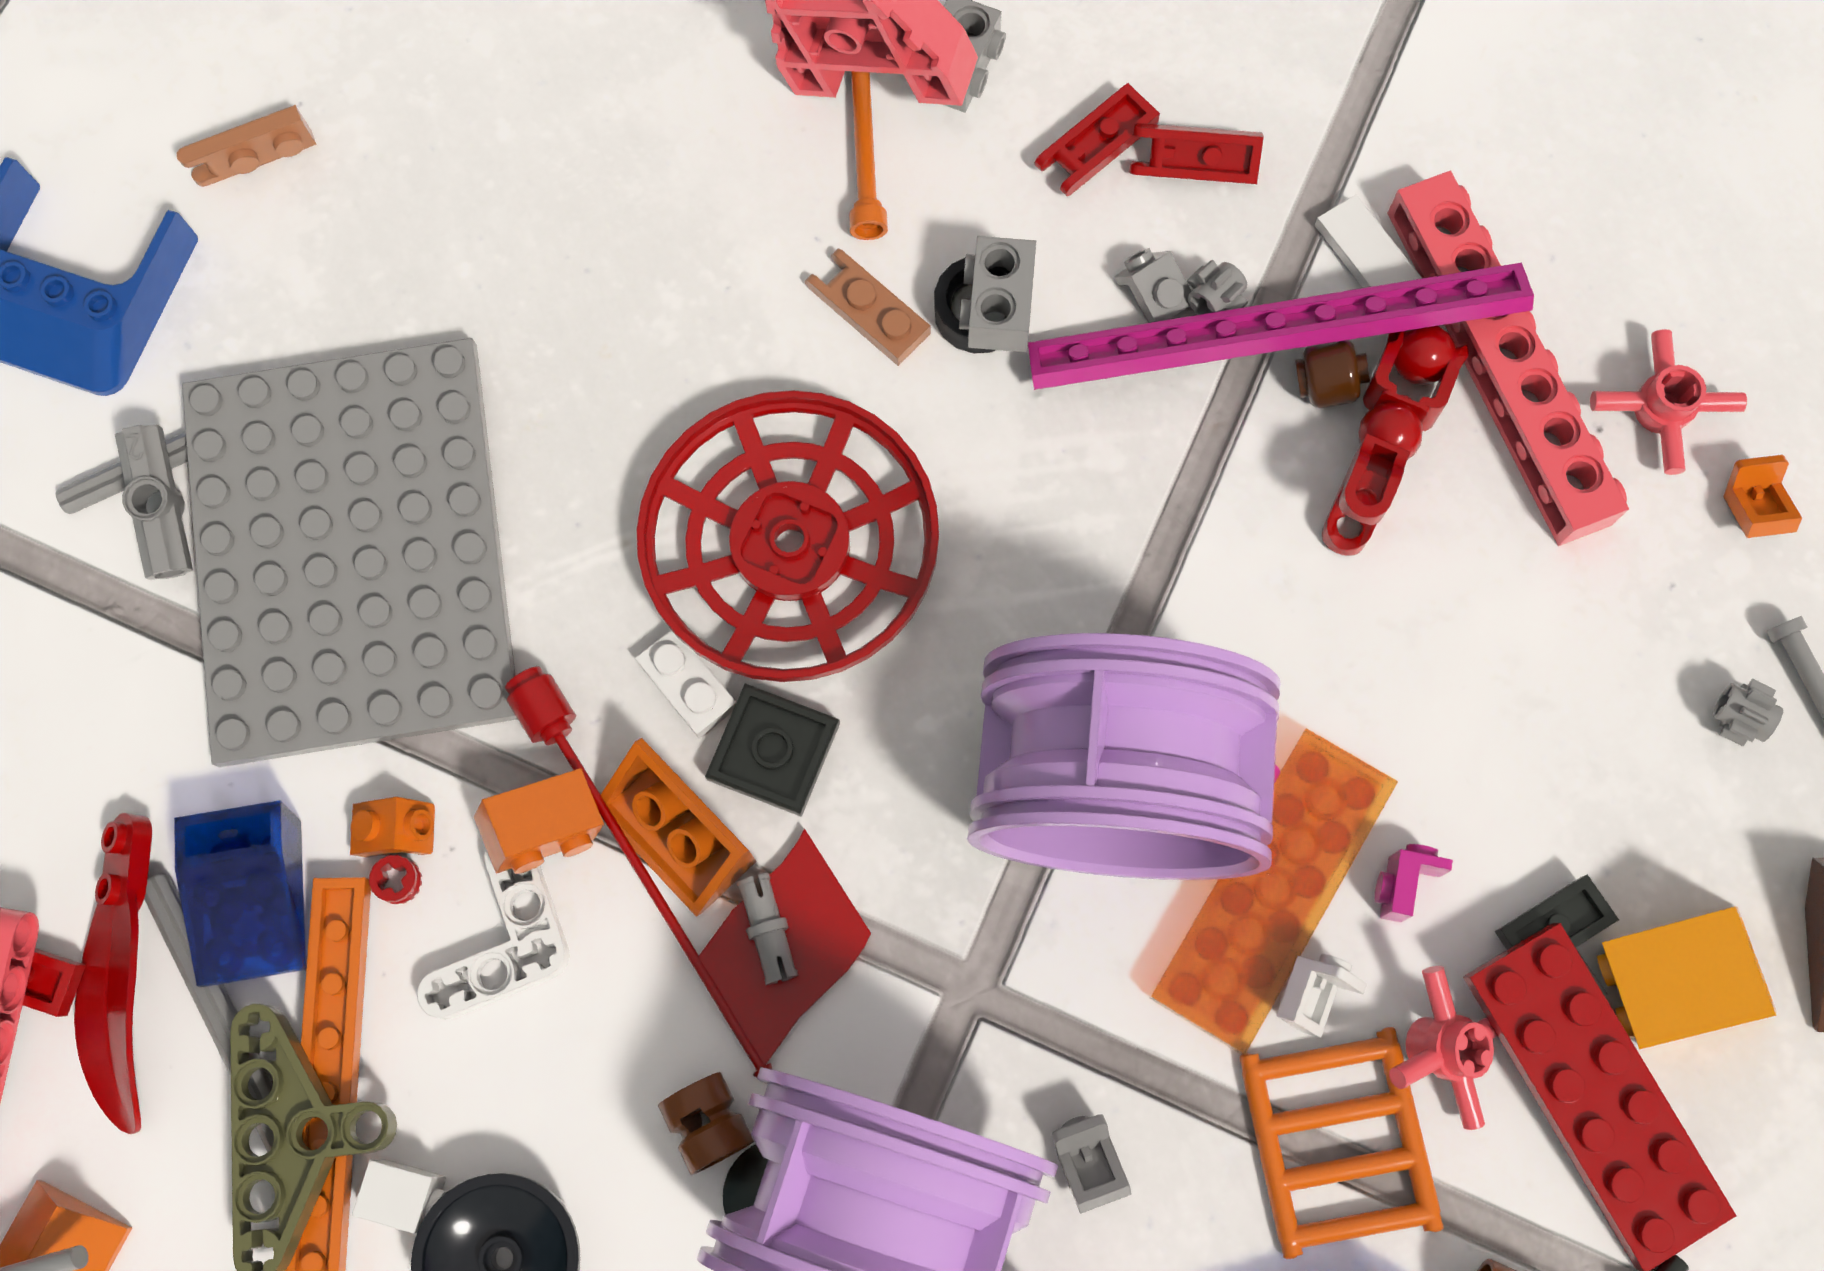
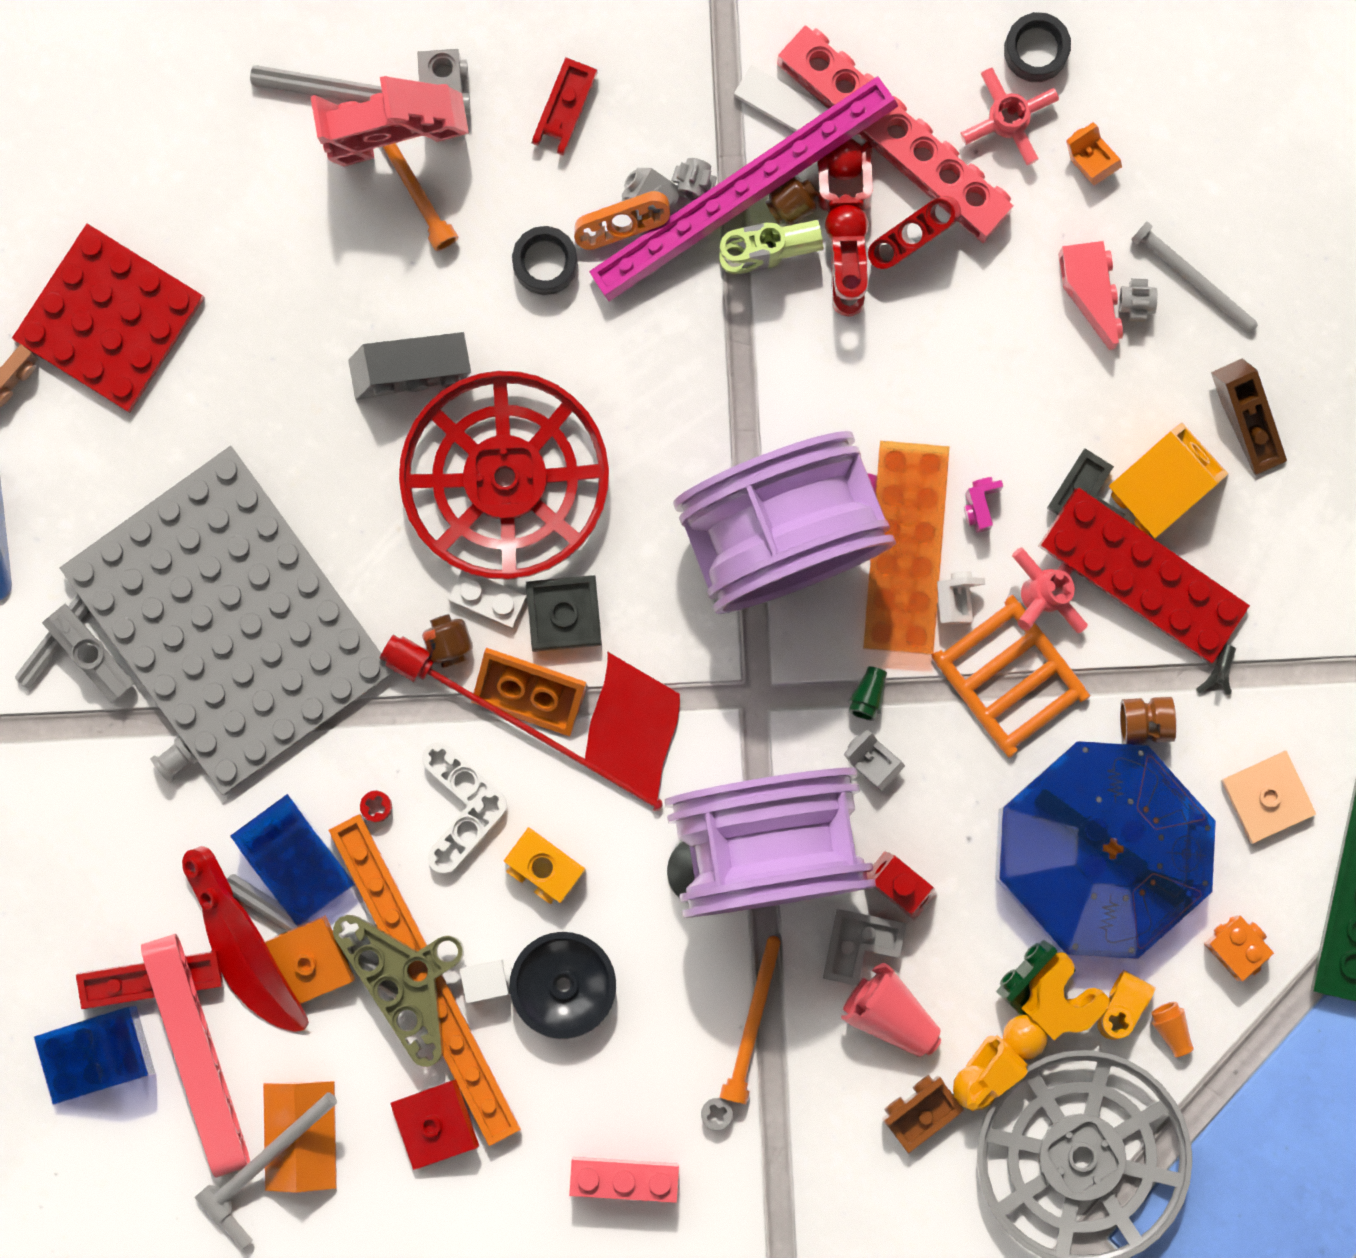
camera: 30 degrees left, 10 degrees up
(175, 688) = (173, 759): none -> light grey bush
(184, 1042) = (311, 959): none -> orange plate
(392, 827) = (356, 777): orange bracket -> none
(421, 134) = (108, 318): none -> red plate
(538, 822) = (448, 727): orange brick -> none
(591, 1093) = (532, 847): none -> light orange brick
(604, 709) = (447, 641): none -> reddish brown head
(709, 1143) = (652, 857): dark orange wheel -> none
(743, 344) = (409, 365): none -> dark grey wedge
(767, 929) = (618, 722): light grey pin -> none
(871, 309) = (474, 295): nougat hinge -> none
(1002, 294) = (566, 251): light grey brick -> none
(1126, 1067) = (868, 696): none -> dark green cone
(1135, 312) = (615, 233): none -> orange beam
(1200, 153) = (636, 85): red hinge -> none
(1275, 408) = (756, 255): none -> yellowish green connector
(1503, 489) = (898, 237): none -> red beam
(1685, 664) = (1088, 284): none -> coral slope
(1755, 304) = (1048, 23): none -> black tyre

